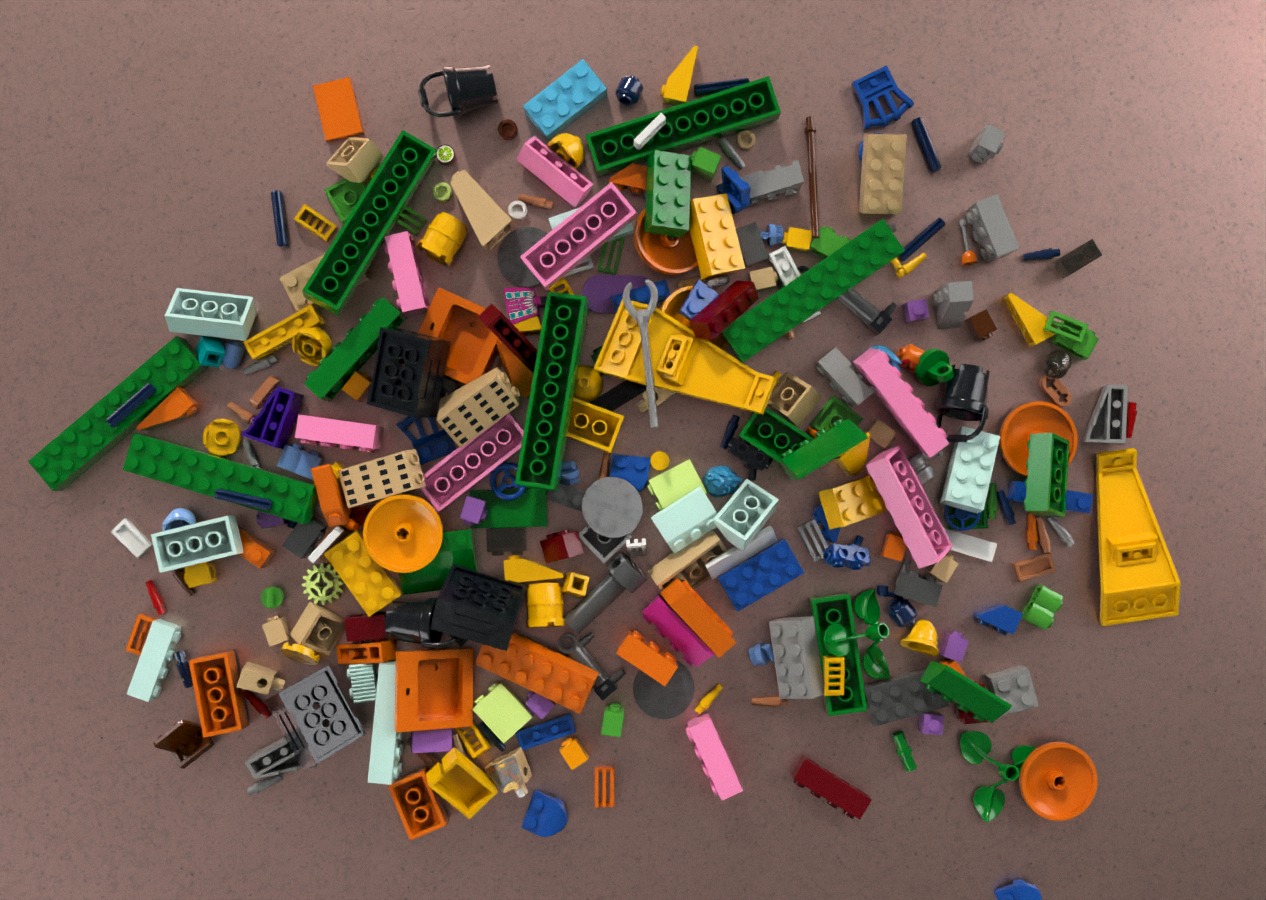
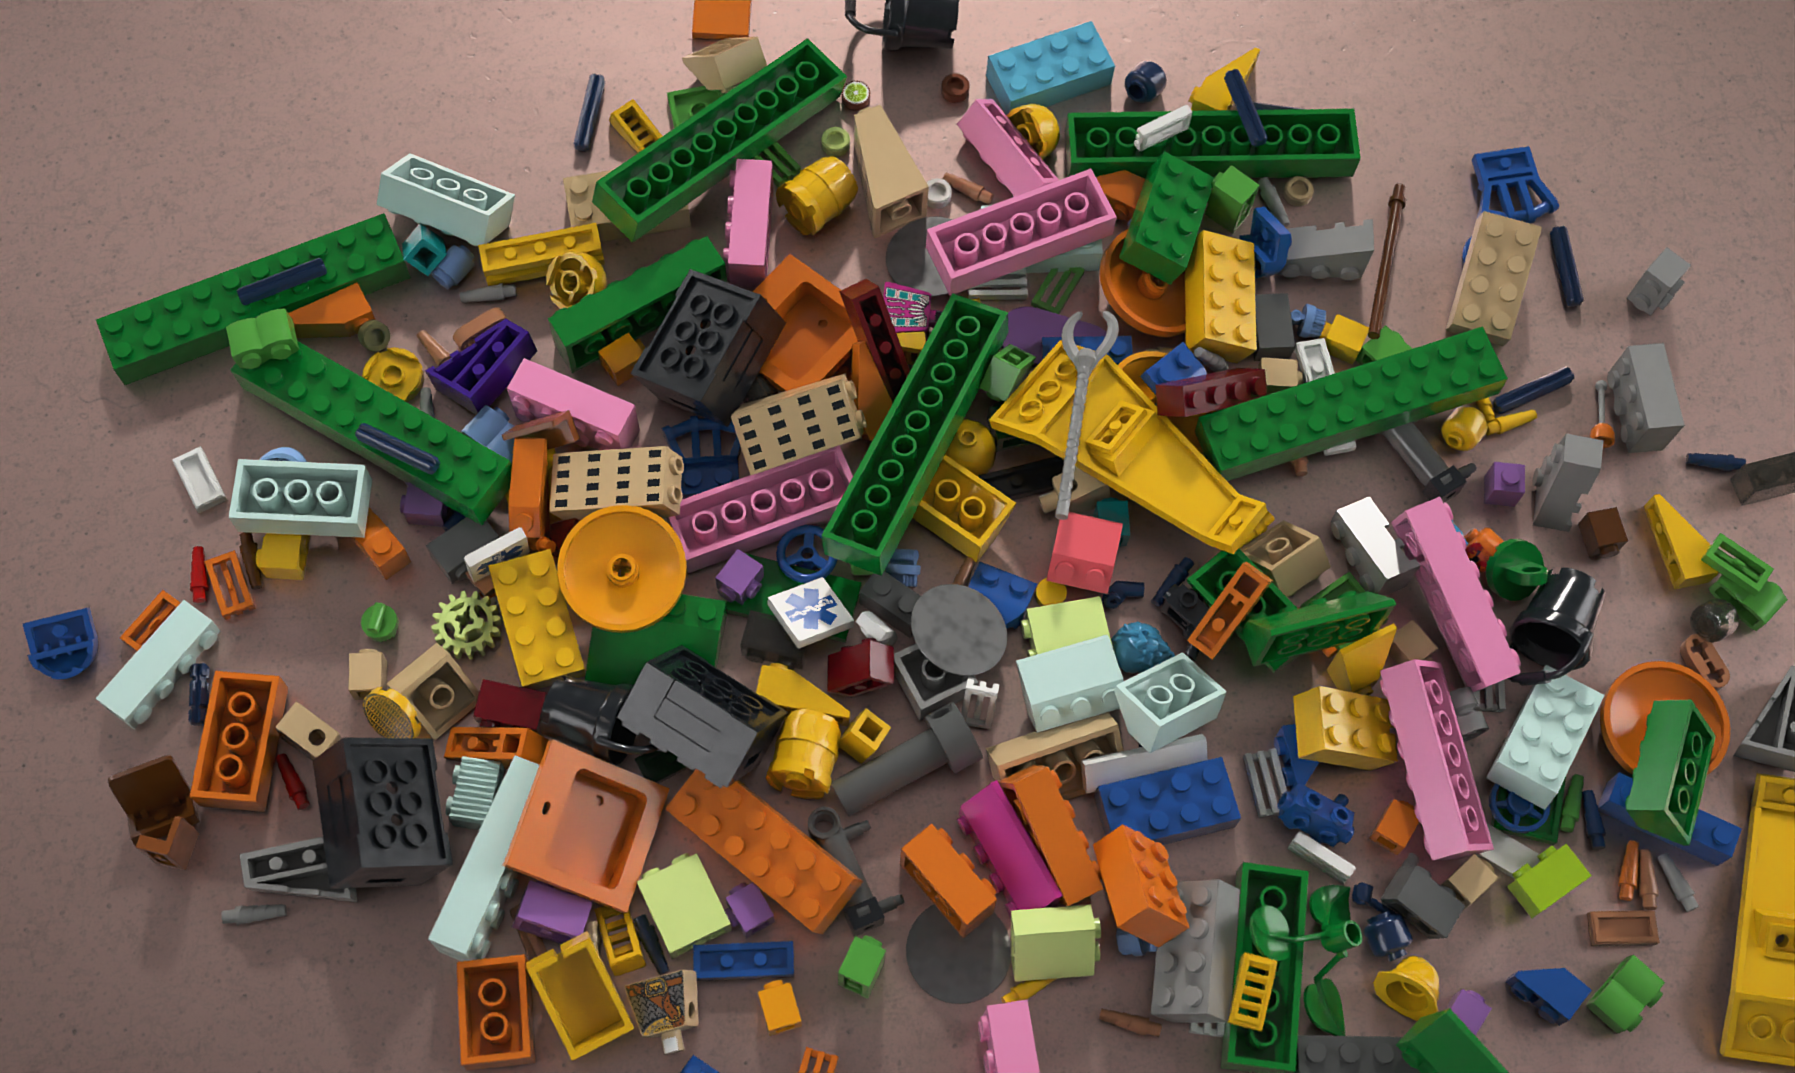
camera: 15 degrees right, 20 degrees down
(93, 663) = (62, 643): none -> blue slope
(134, 449) = (262, 338): none -> bright green brick
(170, 603) = (237, 607): none -> orange tile
(200, 416) = (374, 335): none -> olive tile
(206, 767) = (175, 850): none -> dark orange panel
(331, 454) = (557, 428): none -> dark orange panel
(522, 520) = (810, 612): none -> white tile
(563, 520) = (875, 628): none -> white slope
(596, 329) = (1006, 372): none -> bright green brick
(674, 435) = (1085, 552): none -> coral slope
(684, 406) = (1115, 511): none -> teal brick
(698, 98) = (1245, 107): none -> dark blue axle
(699, 448) = (1120, 591): none -> dark blue arm
(716, 675) = (1054, 942): none -> yellowish green brick
(756, 634) = (1141, 886): none -> orange brick
(769, 450) = (1229, 609): none -> orange slope
(855, 577) = (1321, 857): none -> white tile
(884, 280) = (1465, 427): none -> yellow head
(987, 555) = (1548, 880): none -> lime brick

